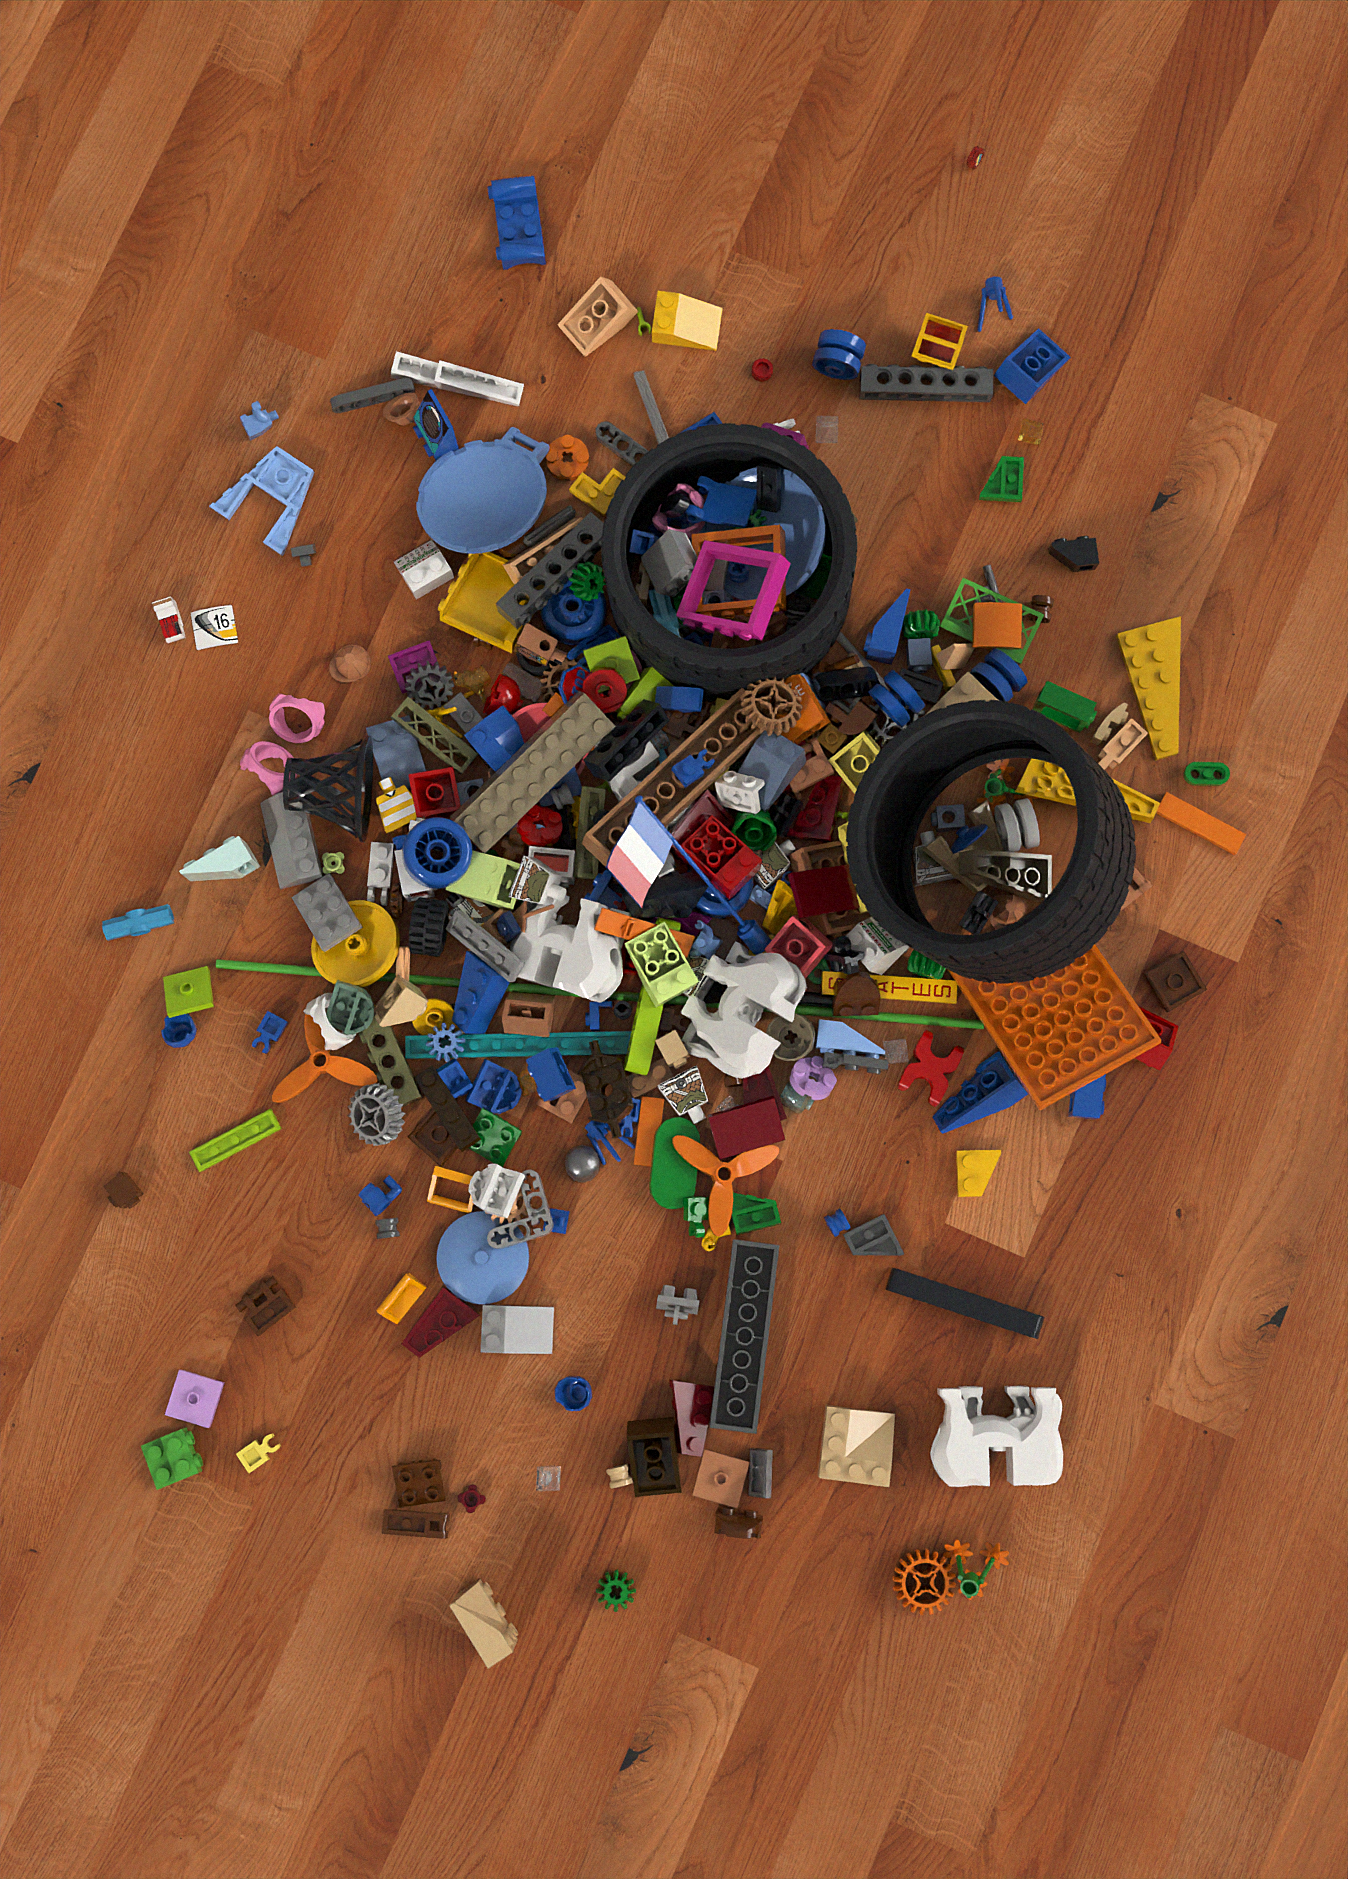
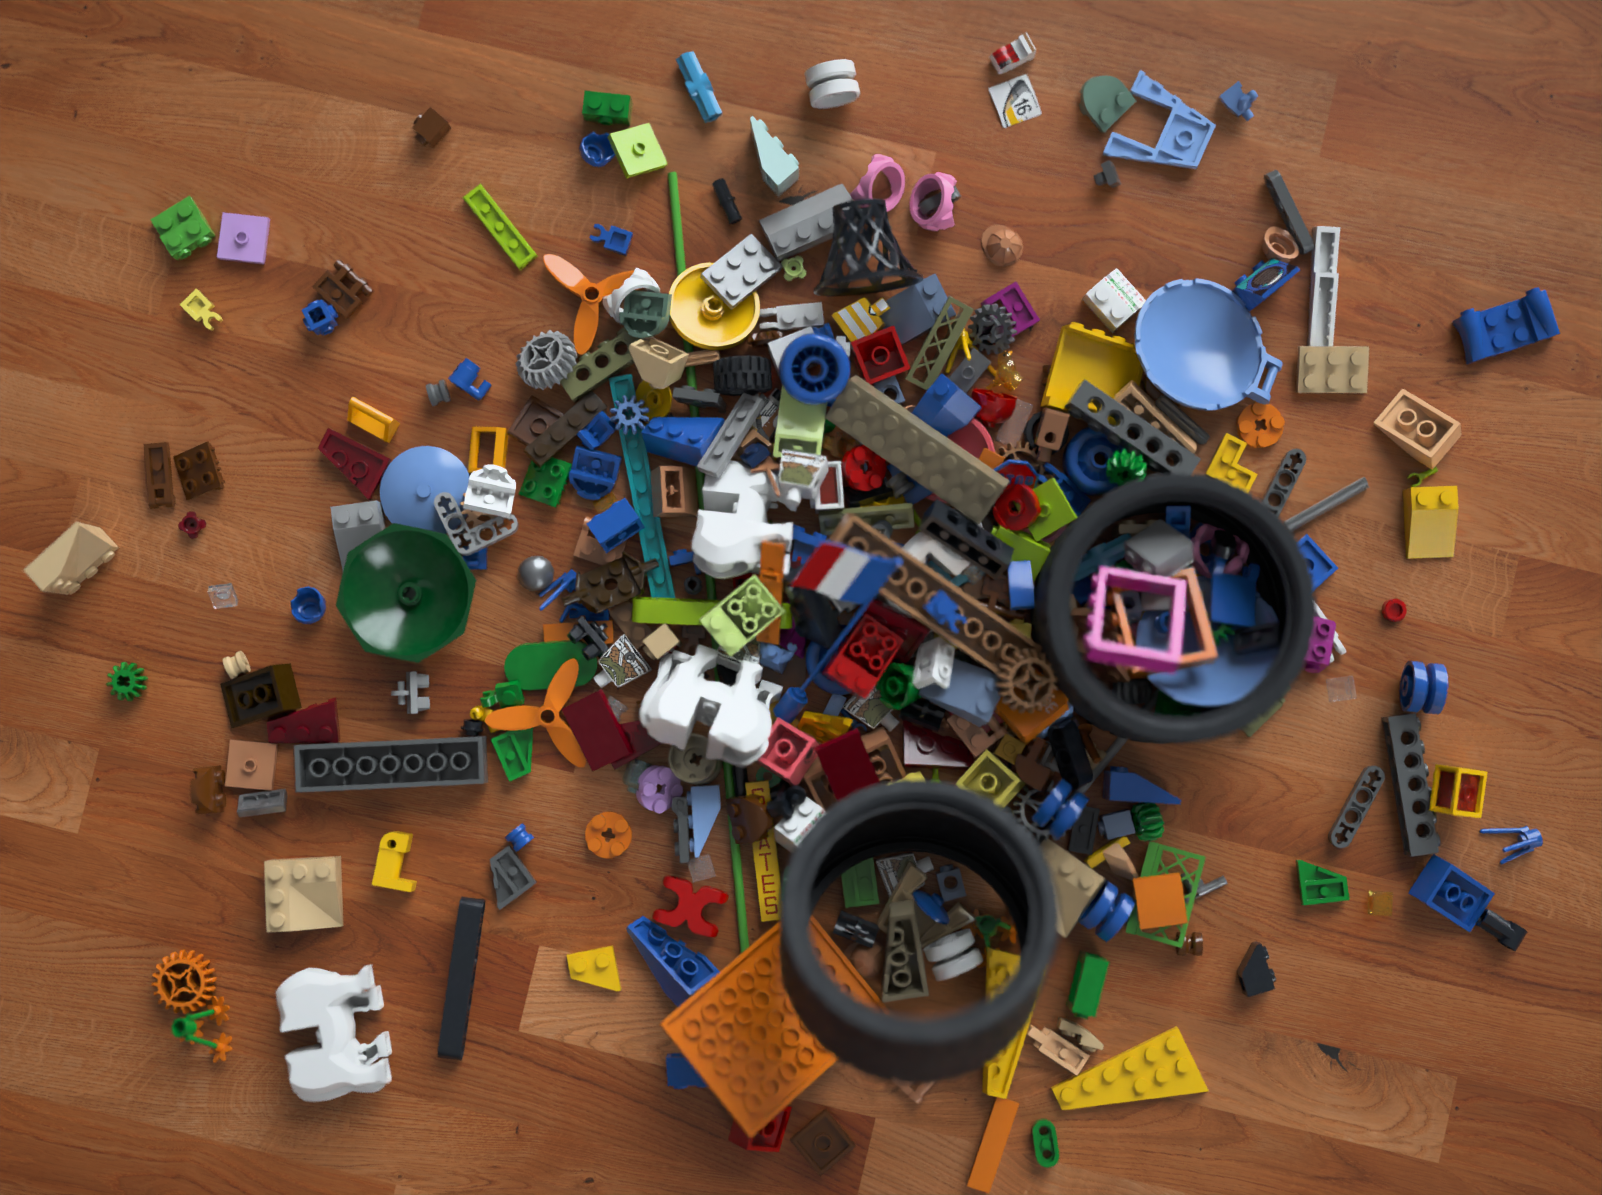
camera: 75 degrees right, 5 degrees up
(140, 1014) = (607, 108): none -> green brick
(163, 792) = (832, 83): none -> white wheel
(232, 543) = (1104, 100): none -> sand green slope
(255, 915) = (726, 201): none -> black axle
(281, 1332) = (314, 312): none -> blue brick
(298, 718) = (932, 204): none -> dark grey beam
(438, 981) = (701, 399): none -> dark grey wing
(527, 383) = (1332, 369): none -> tan plate
(579, 1289) = (406, 592): none -> dark green piece
(654, 1116) = (592, 635): none -> black hips
(721, 1251) = (472, 727): none -> black plate
(840, 1353) = (390, 862): none -> yellow piece
(860, 1129) = (600, 824): none -> orange plate
(937, 902) = (860, 885): none -> bright green plate
(941, 433) = (1359, 808): none -> dark grey beam
(1075, 324) = (1505, 931): none -> black piece

